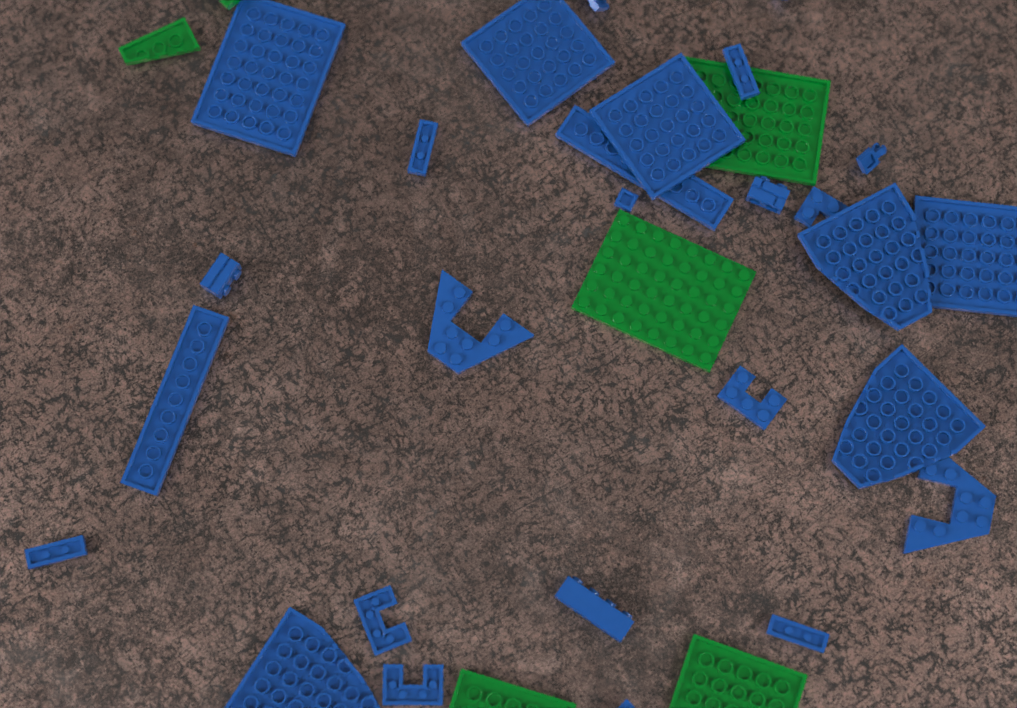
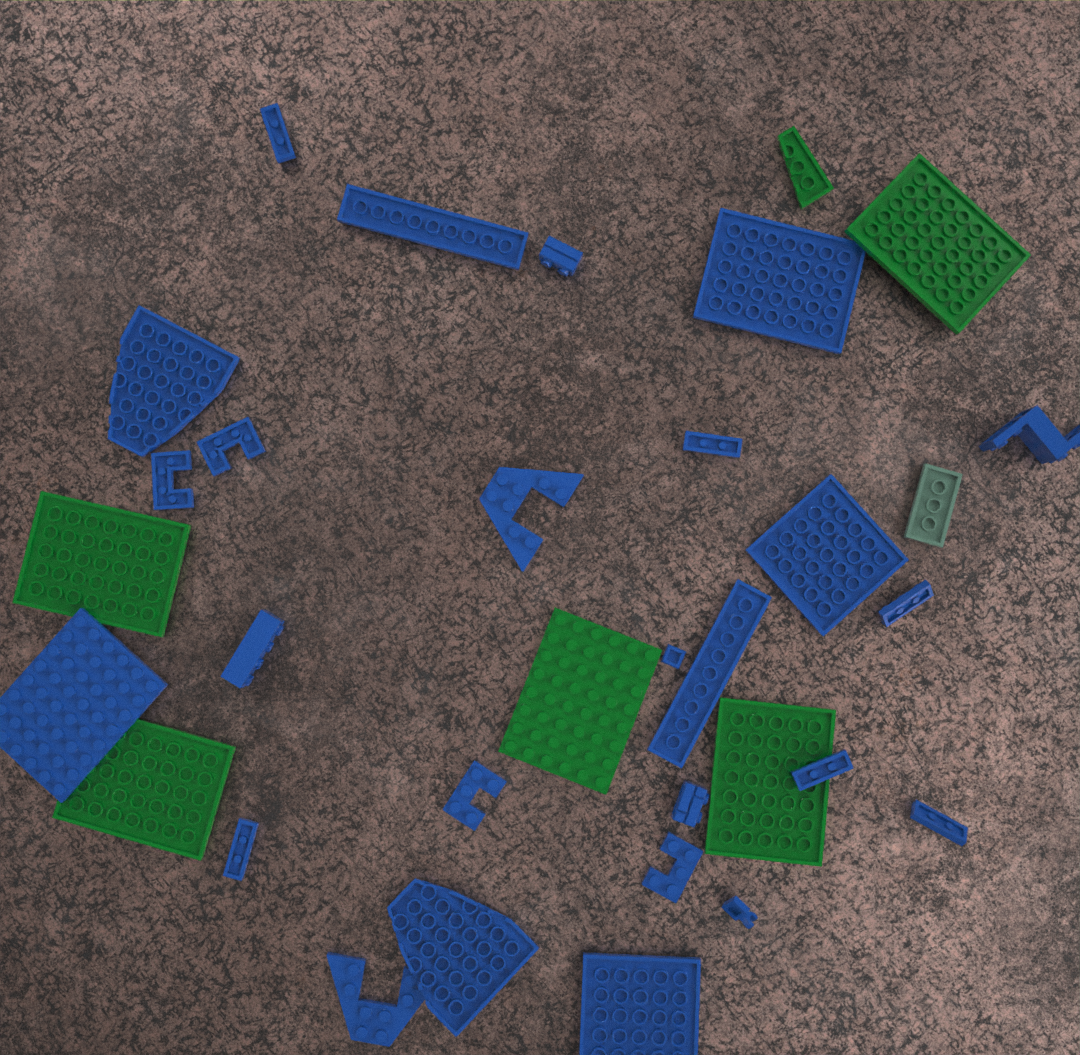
camera: 90 degrees right, 10 degrees up
(667, 126) = (754, 695): blue plate -> none
(875, 257) = (628, 919): blue wing -> none

